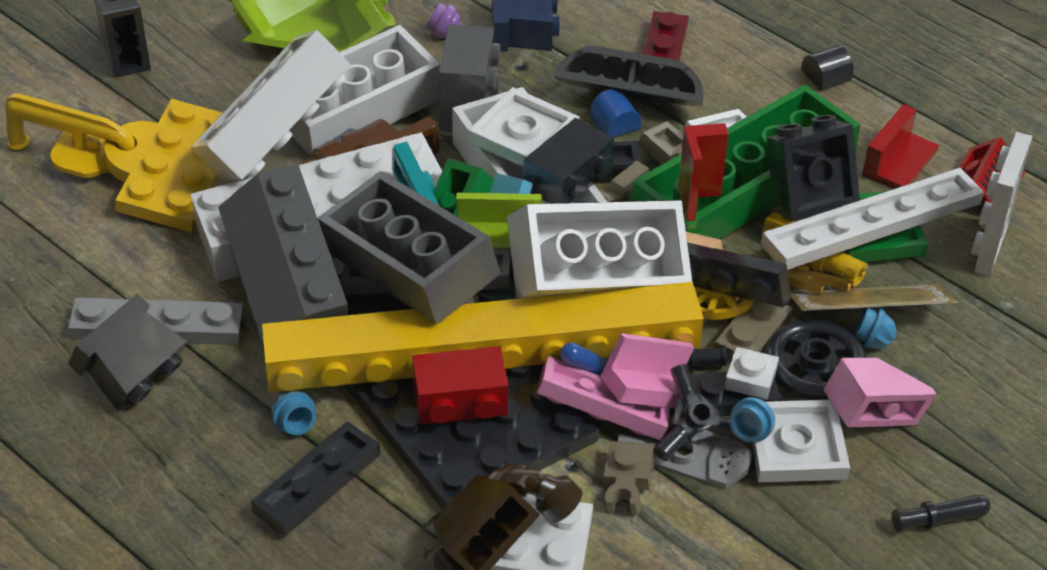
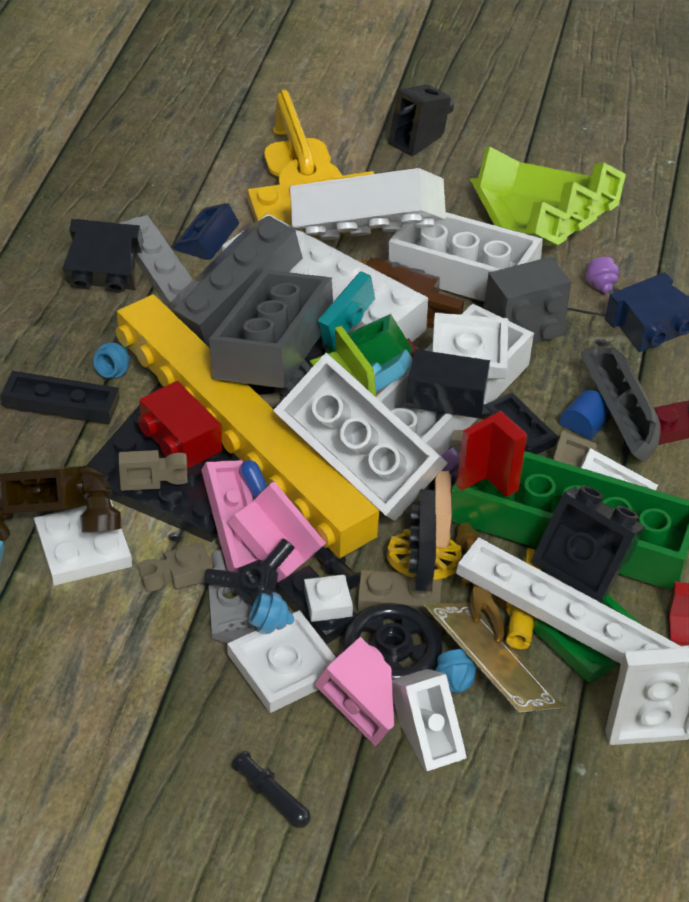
camera: 60 degrees right, 0 degrees up
(137, 264) = (208, 232): none -> dark blue slope
(504, 437) = (145, 469): none -> dark tan plate
(923, 359) = (429, 718): none -> white slope

